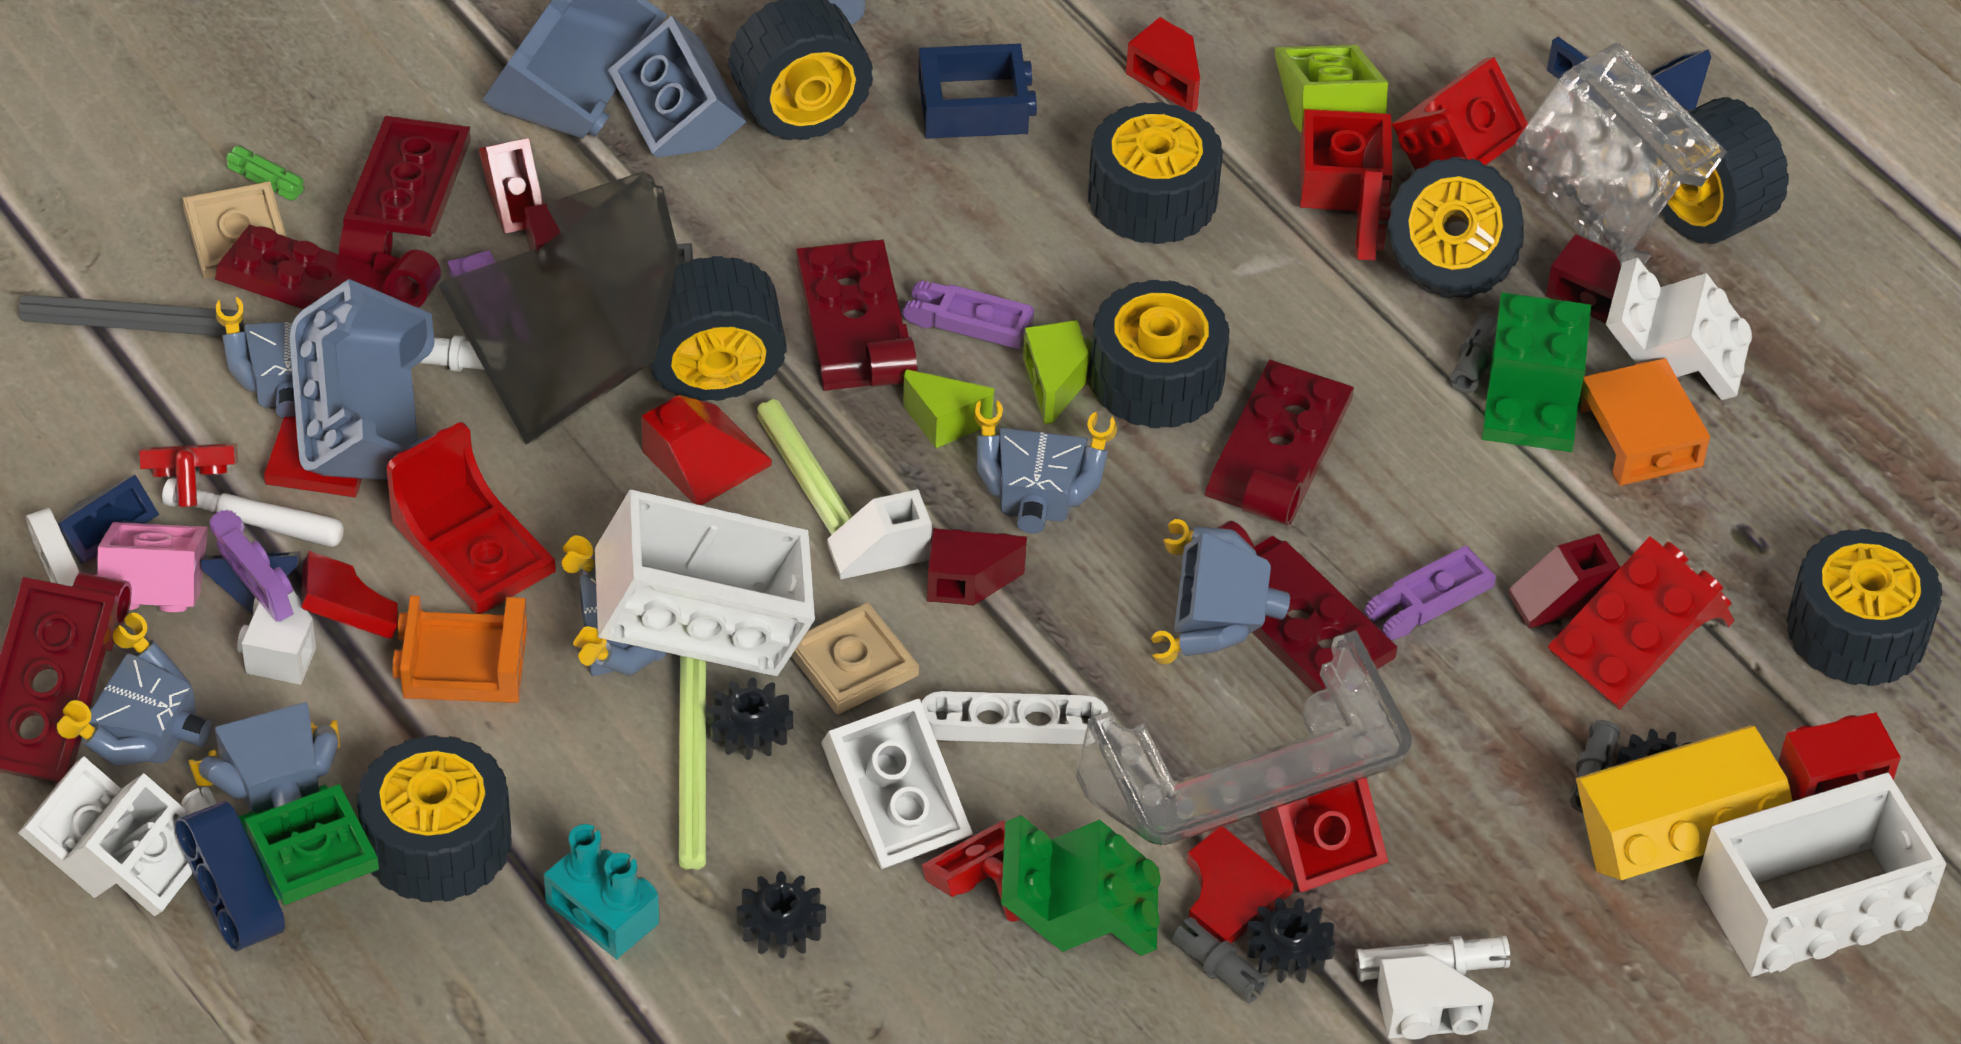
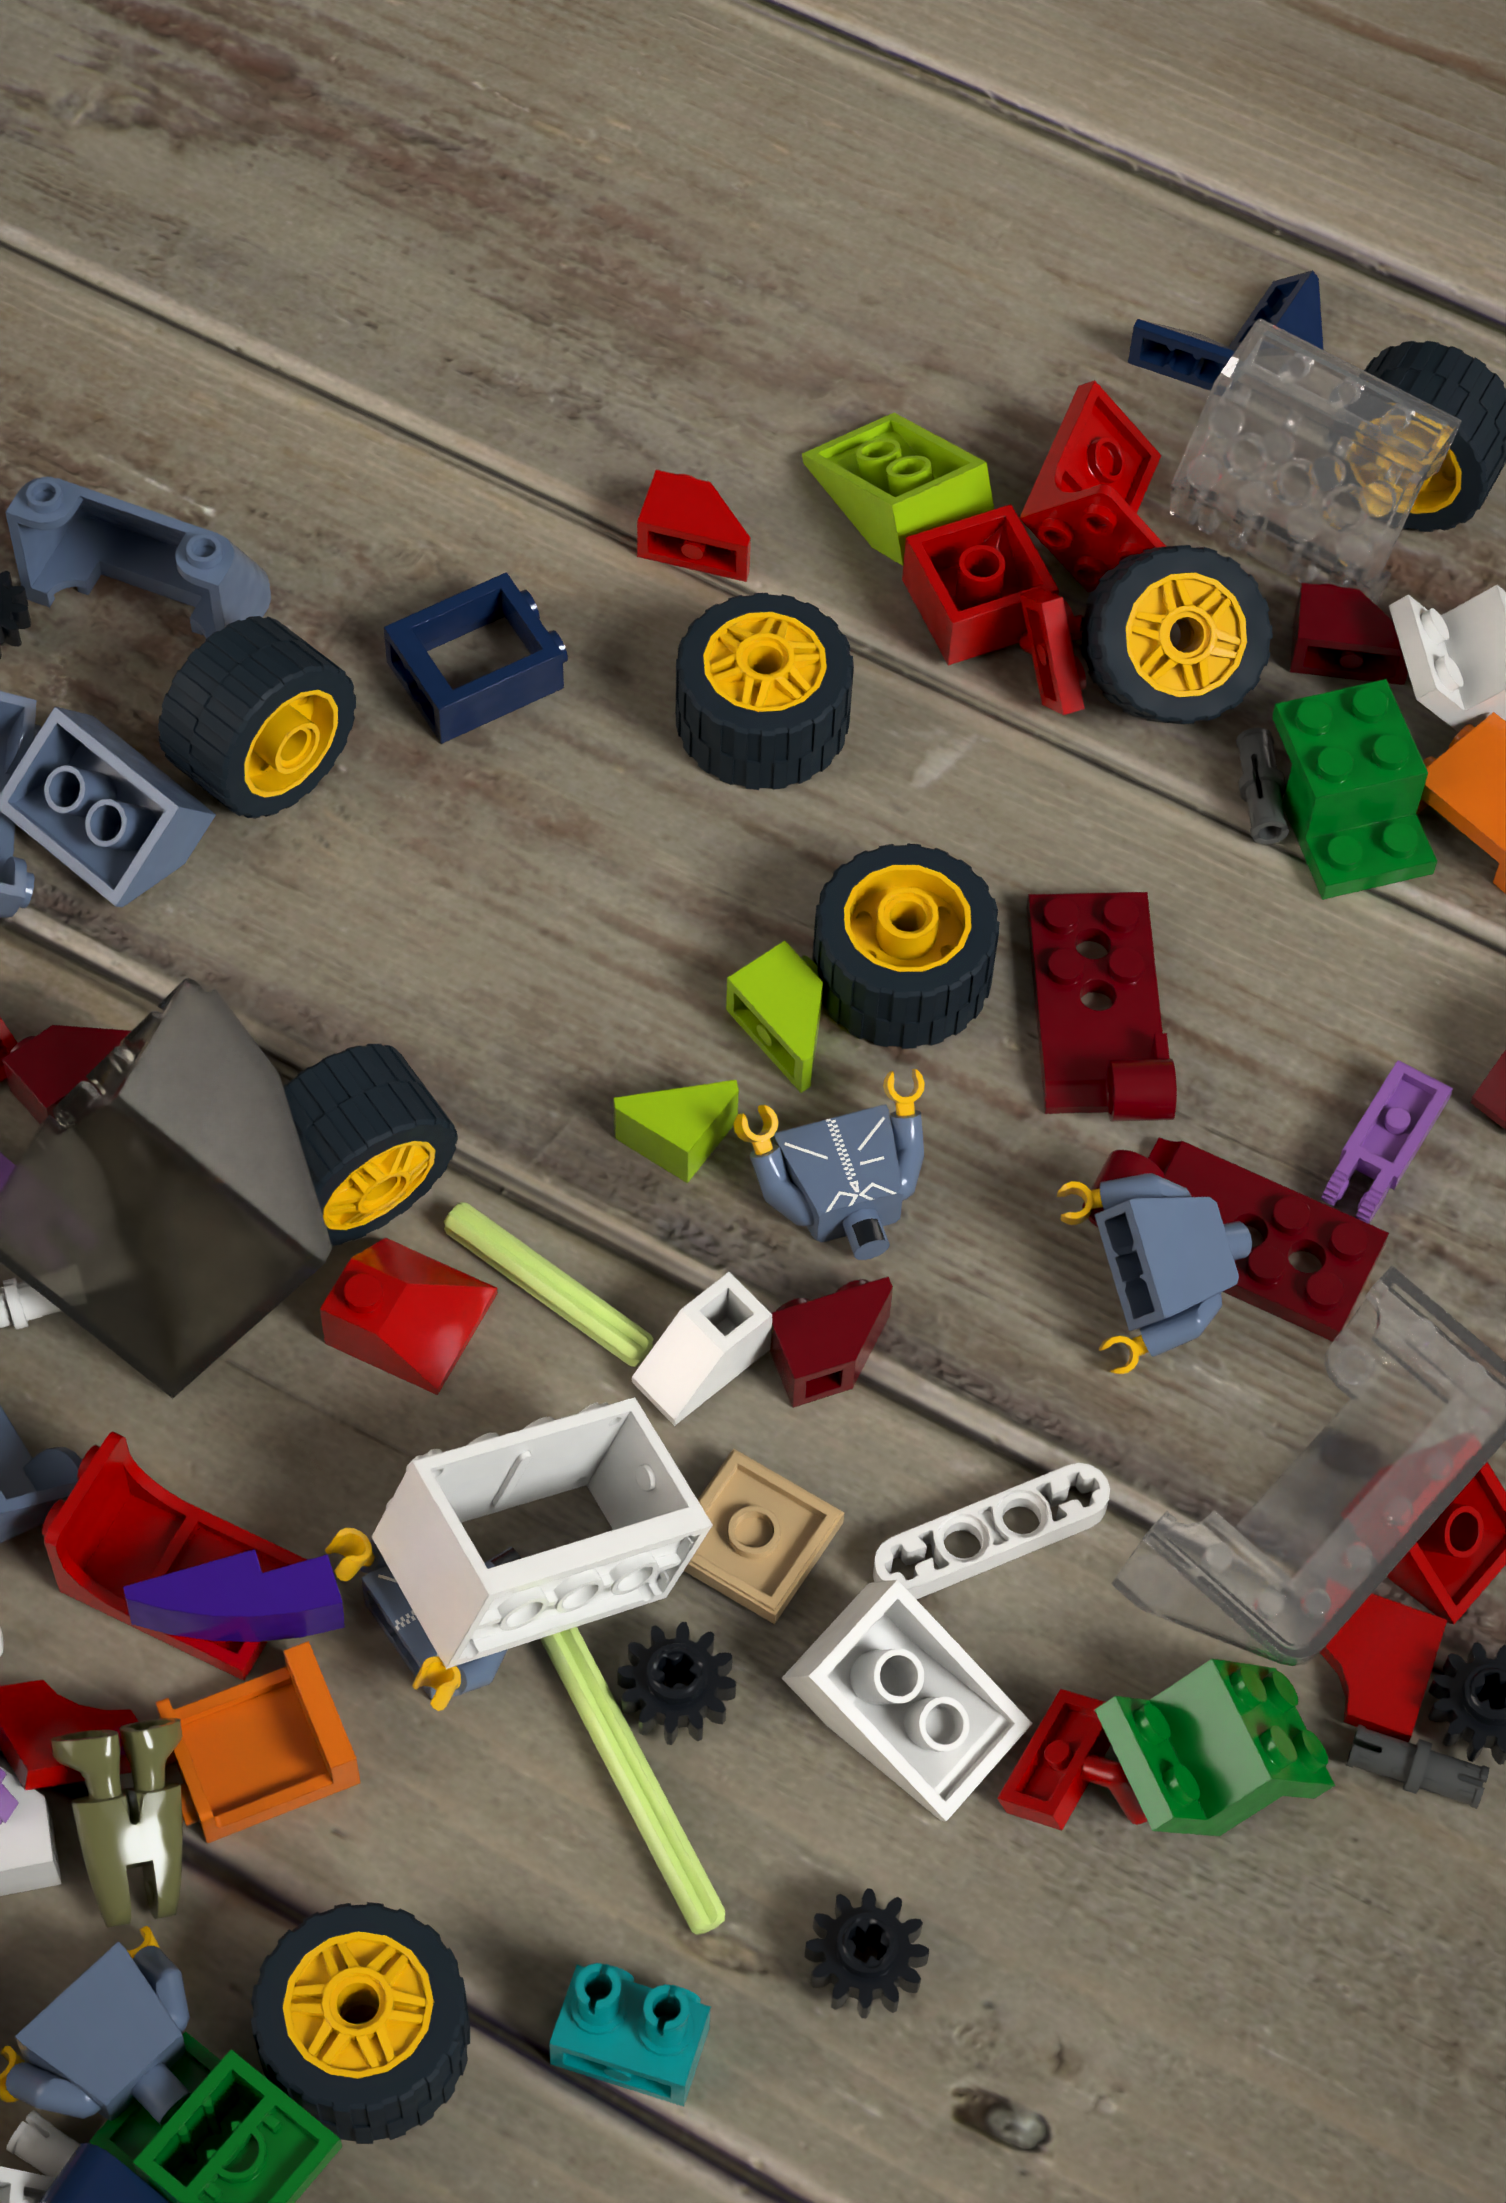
camera: 25 degrees left, 10 degrees up
(357, 658) = (128, 1825): none -> olive piece
(494, 557) = (239, 1602): none -> dark purple slope
(862, 349) = (527, 1079): dark red hinge -> none
(969, 313) = (635, 977): medium lavender hinge -> none

